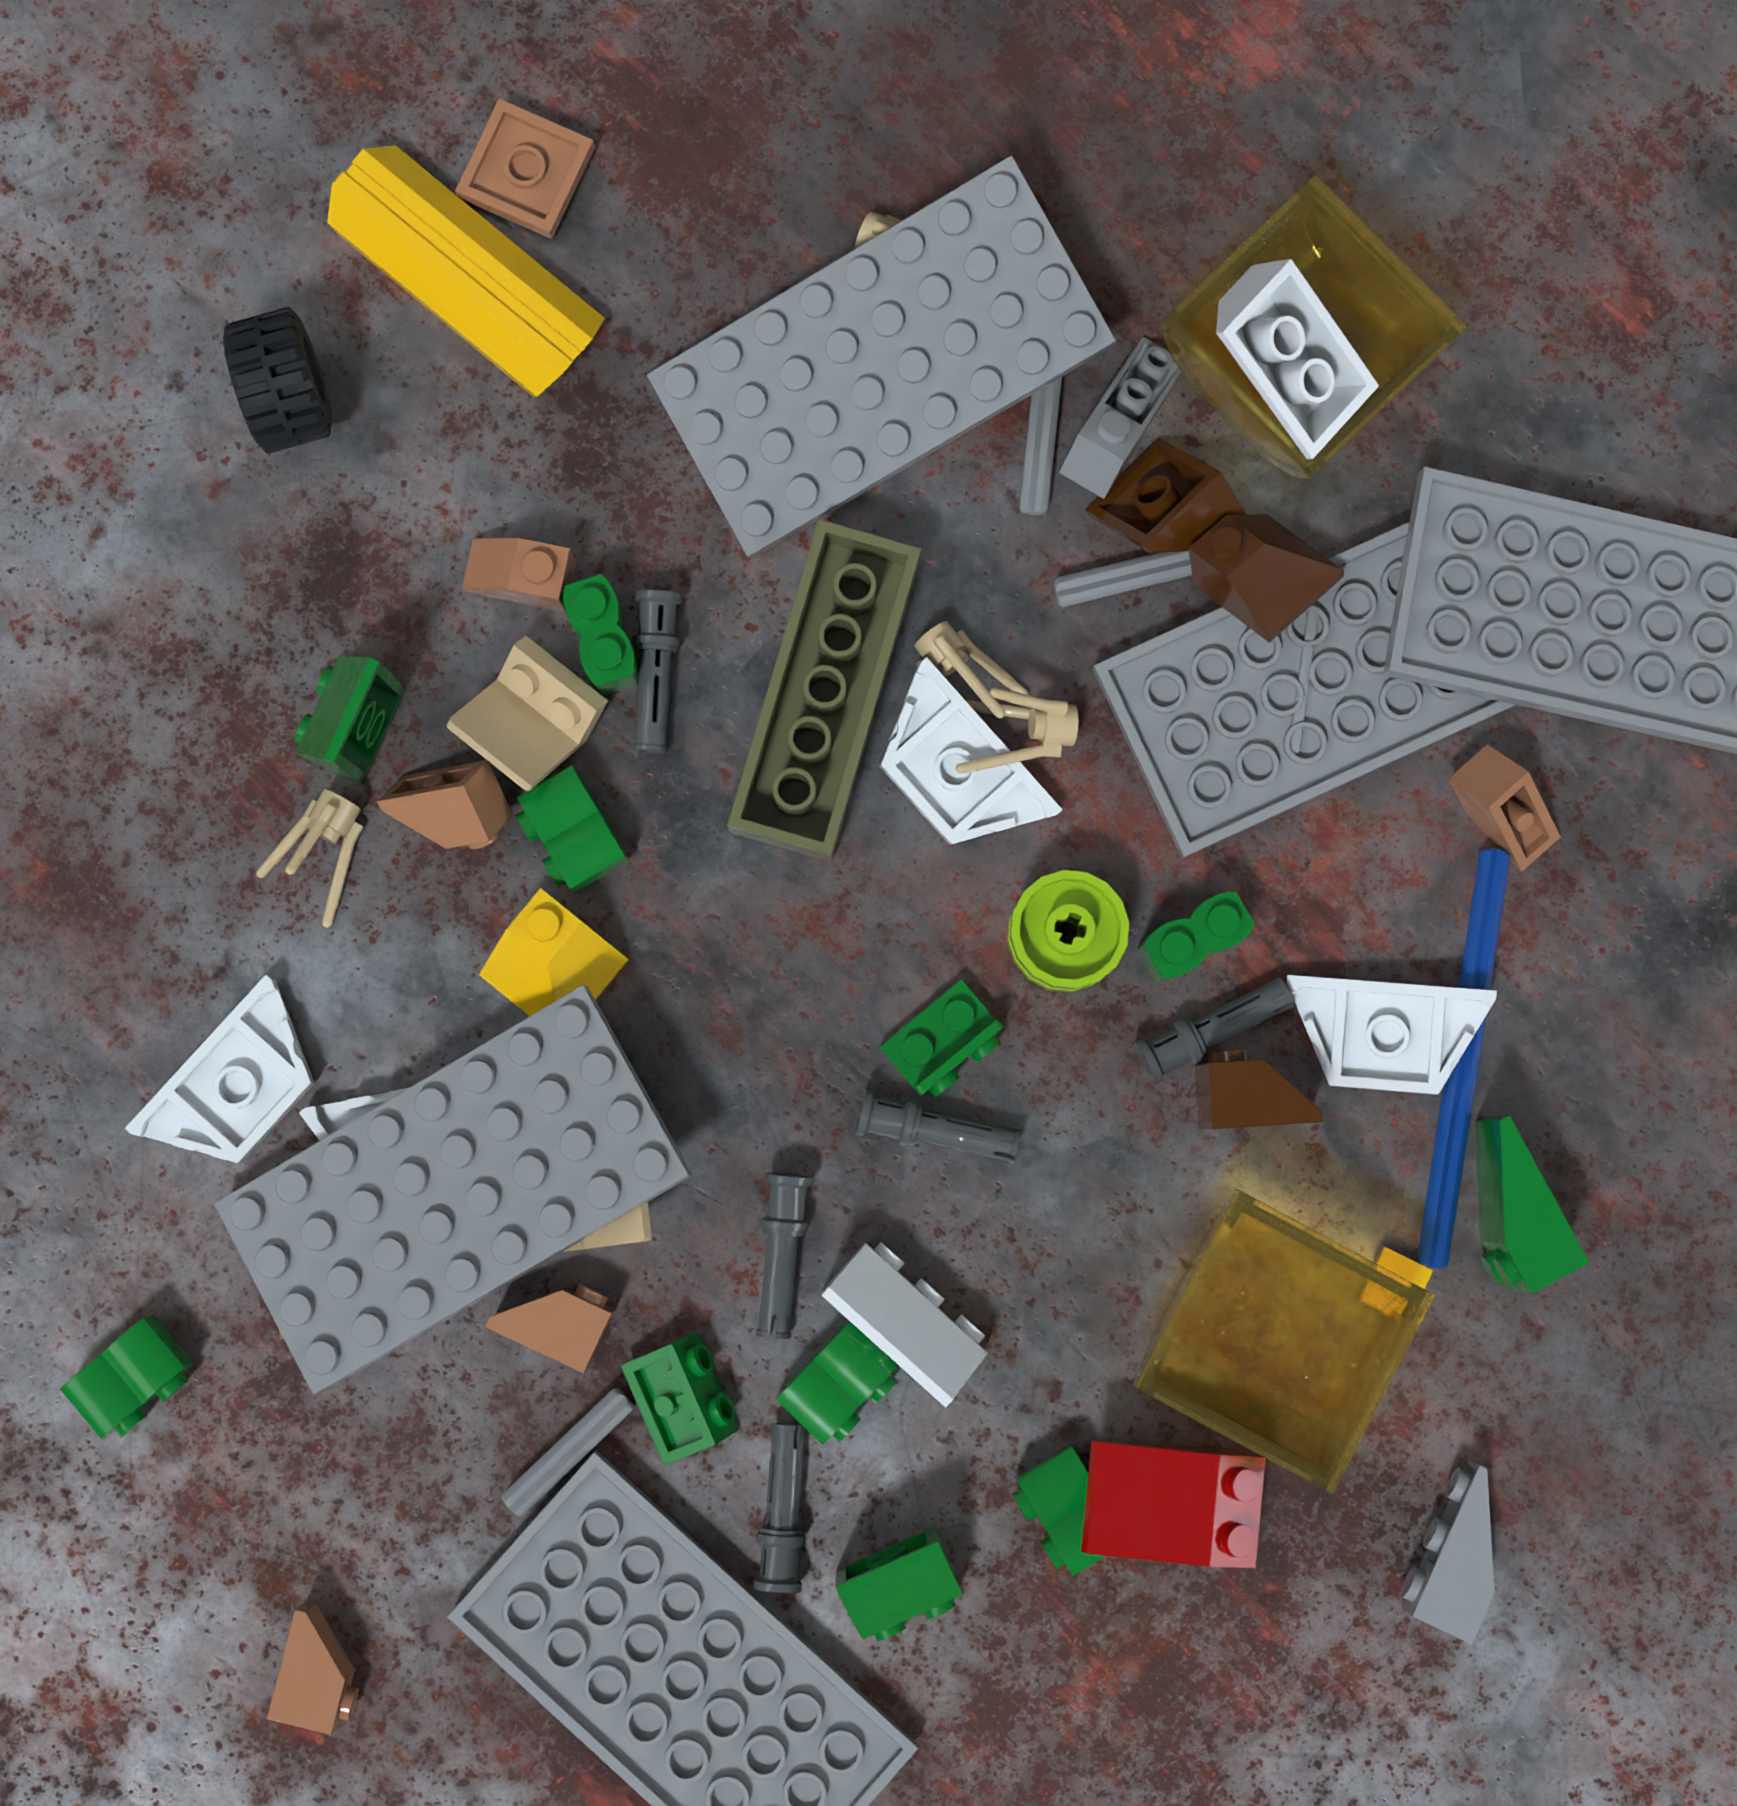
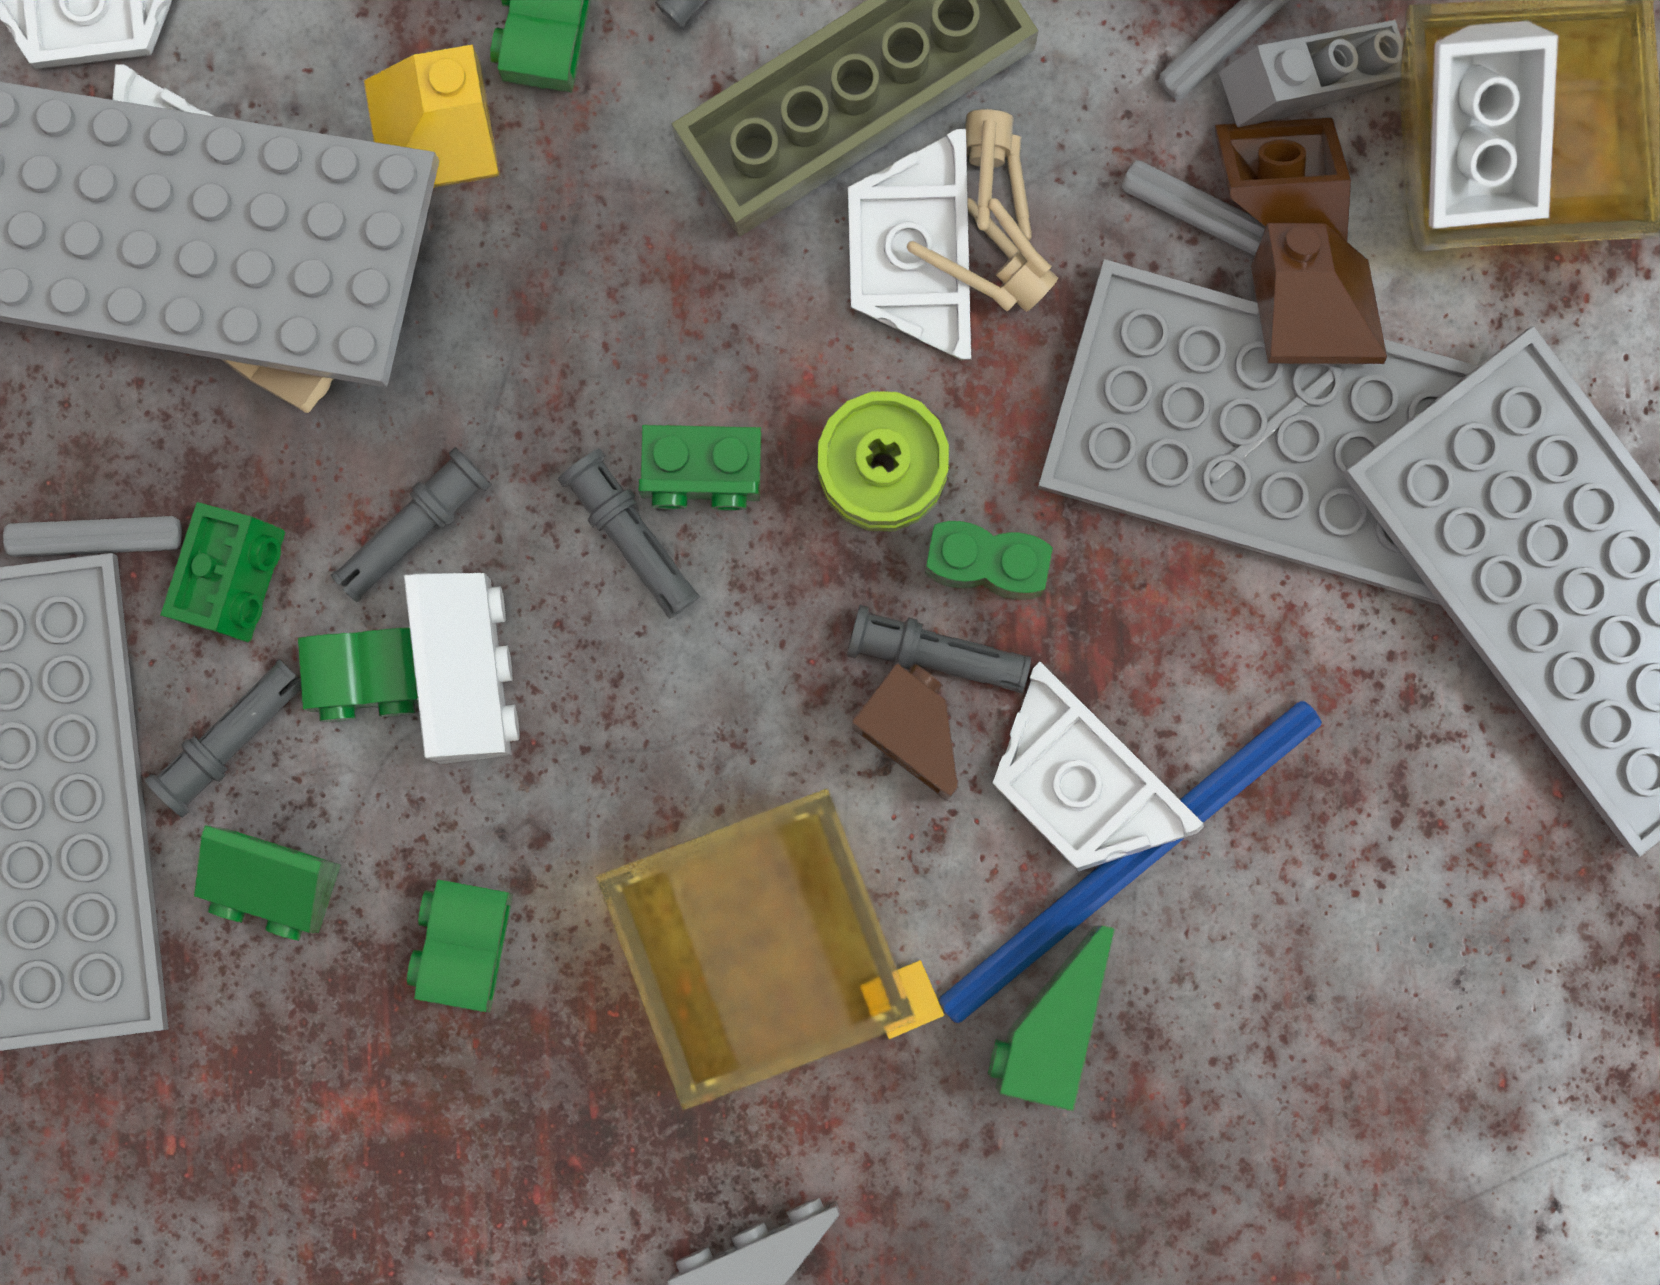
camera: 50 degrees right, 0 degrees up
(559, 1325) = (175, 425): nougat slope -> none
(1173, 1503) = (548, 1010): red slope -> none
(1505, 805) = (1352, 680): nougat slope -> none

